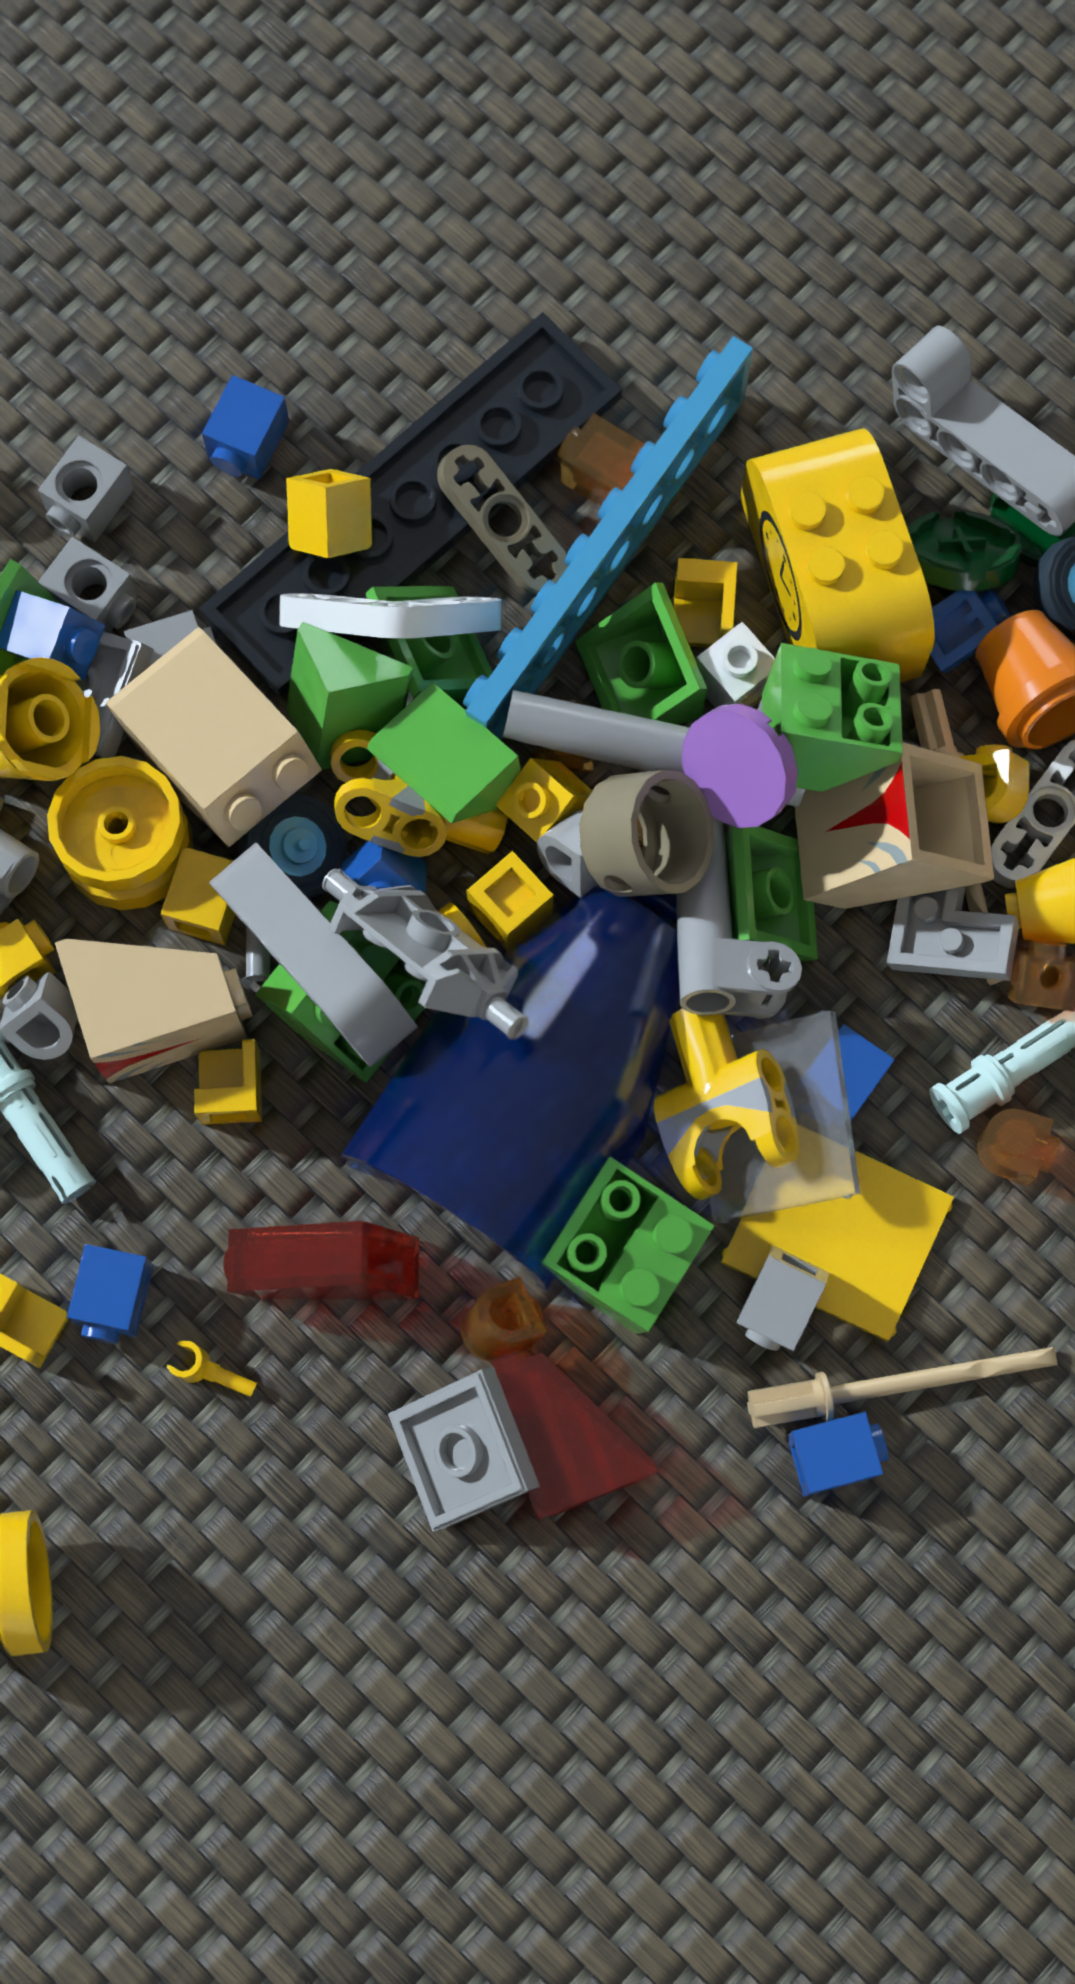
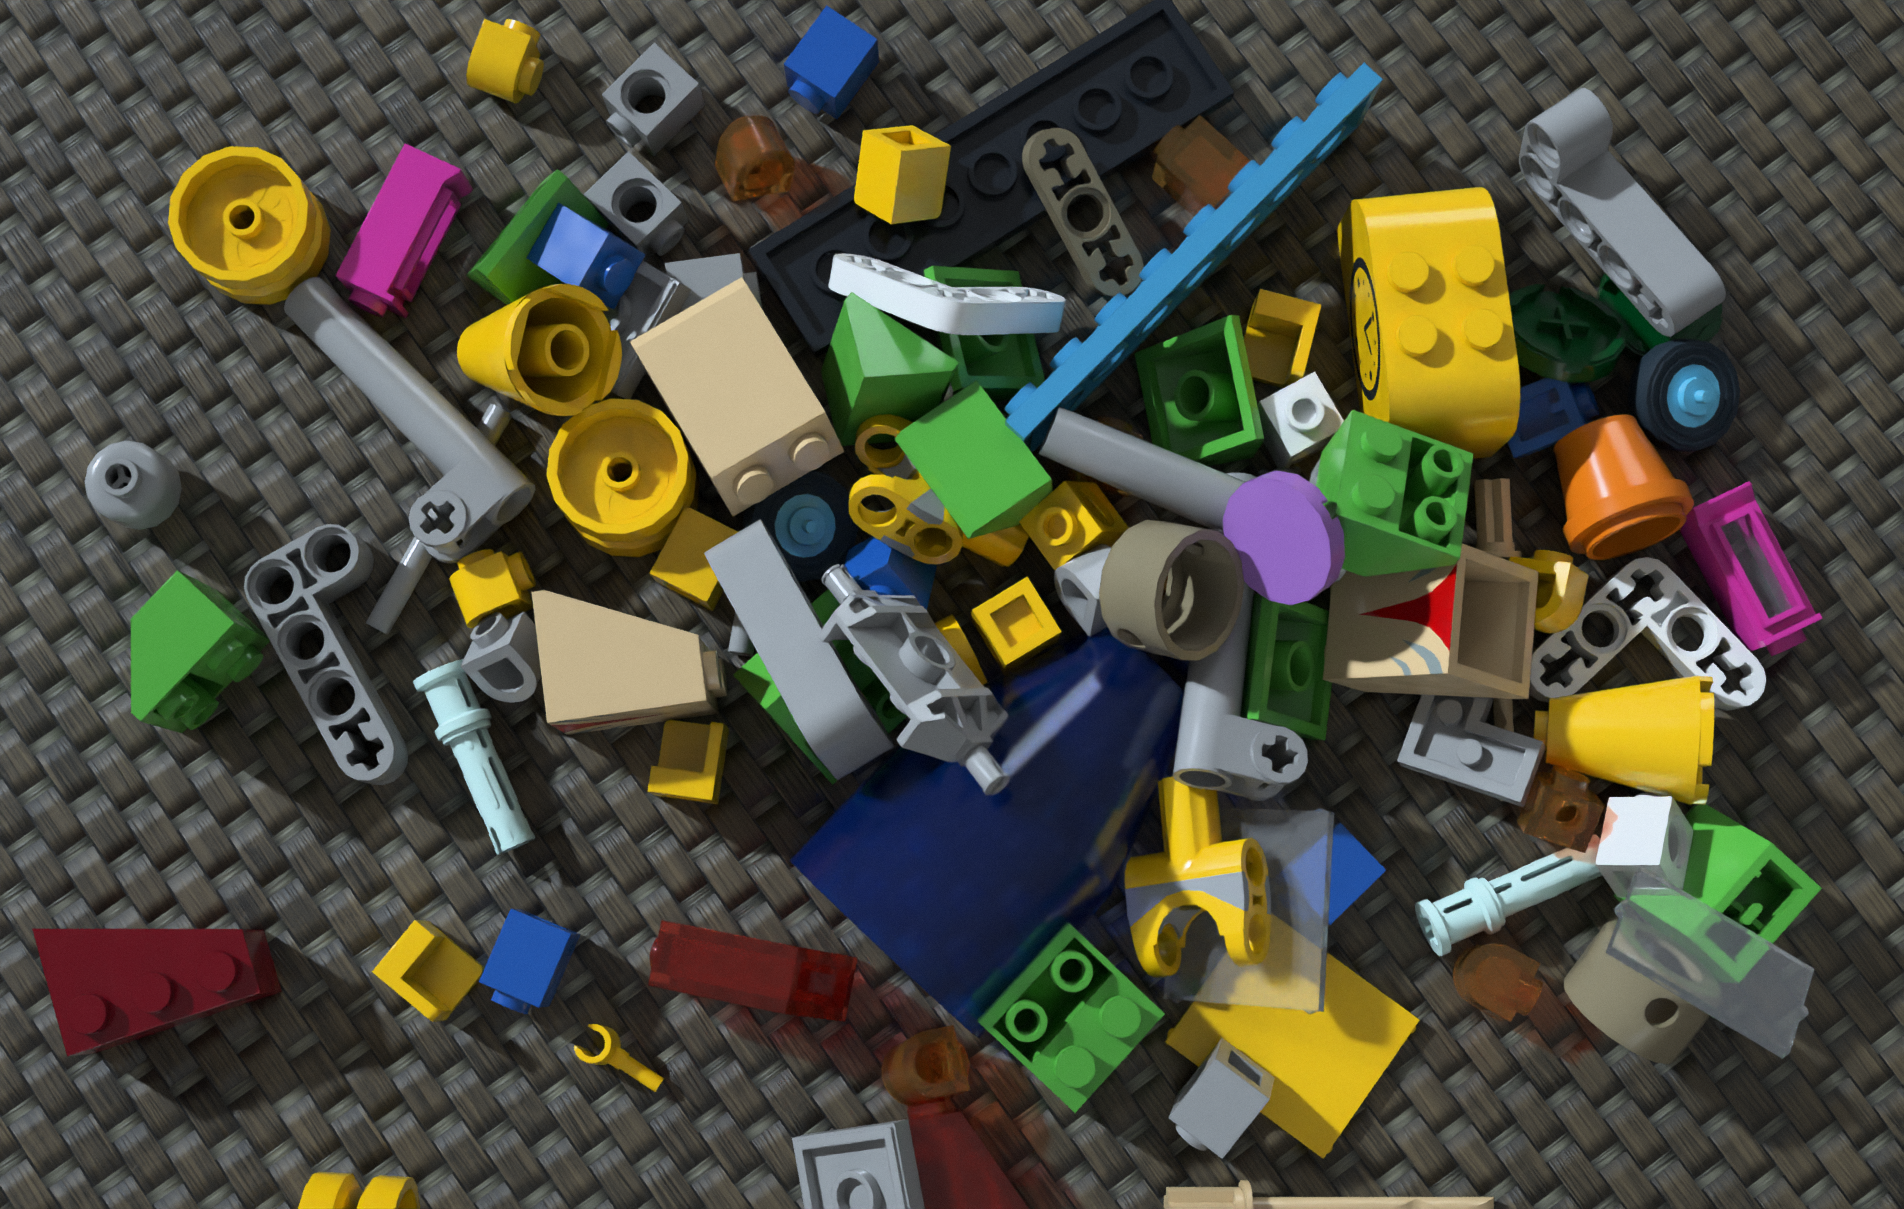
camera: 10 degrees right, 5 degrees up
(189, 525) = (753, 159): none -> clear orange plate

